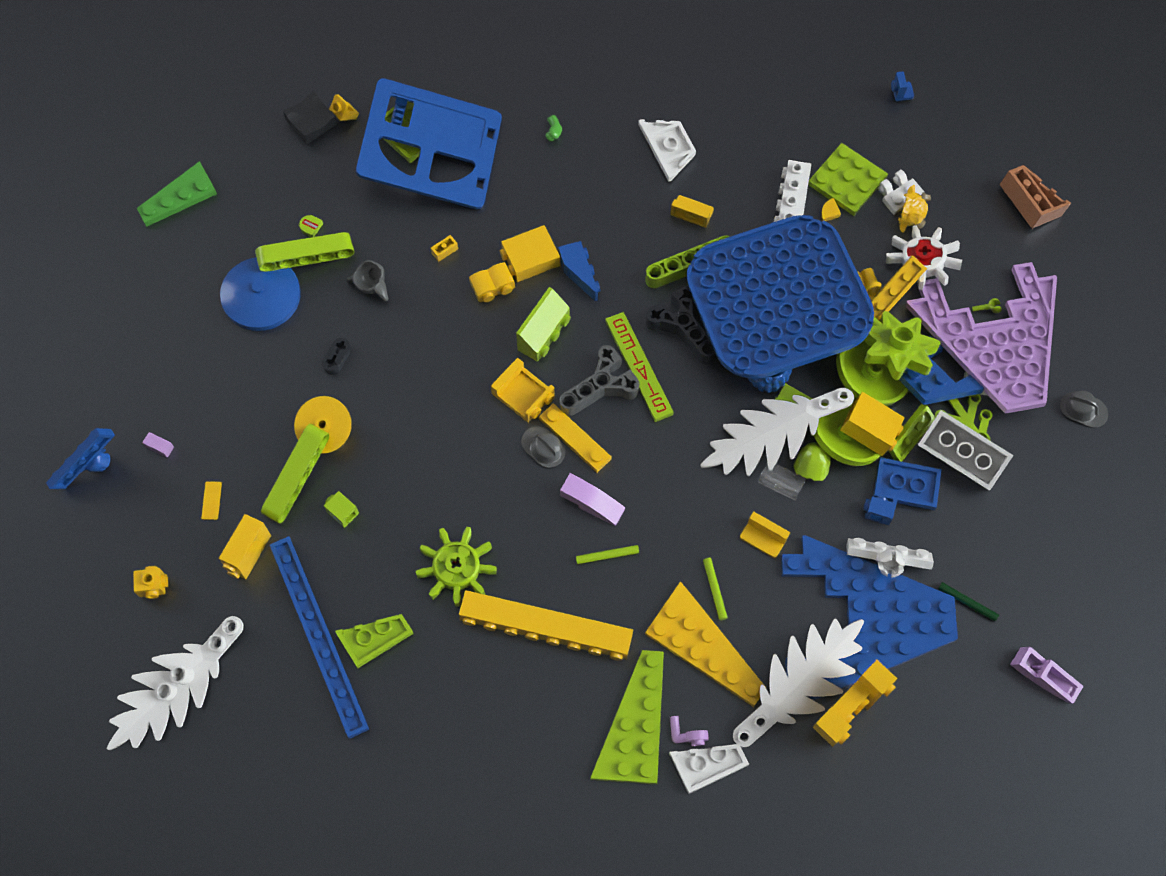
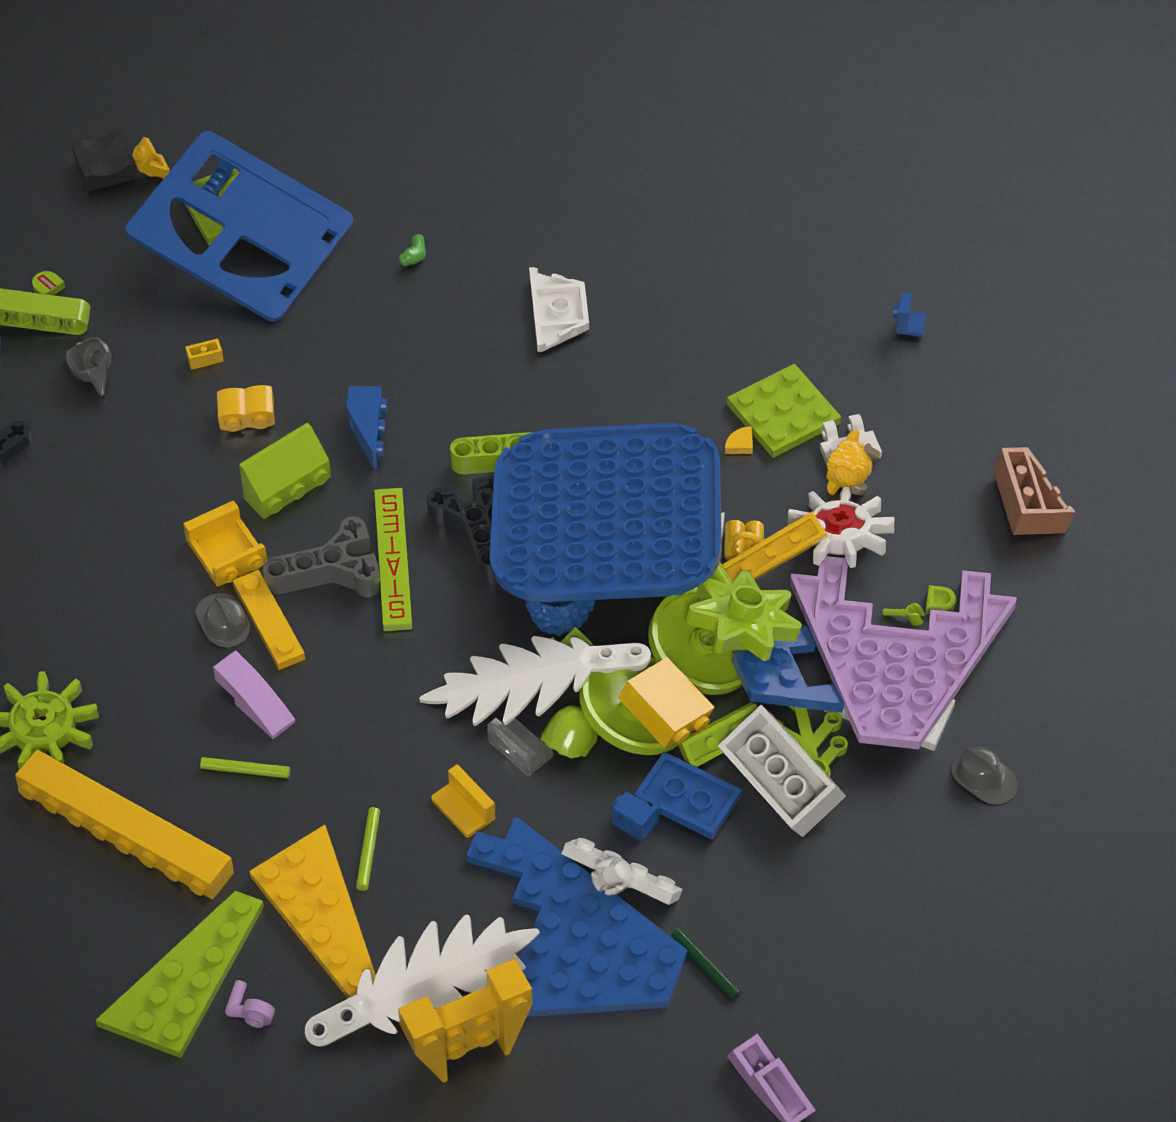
camera: 20 degrees right, 15 degrees down
(530, 253) = (310, 388): yellow brick -> none
(691, 211) = (551, 393): yellow panel -> none
(707, 765) = (254, 1052): white wing -> none
(793, 189) = (703, 398): white brick -> none
(1004, 290) = (940, 599): none -> lime tile

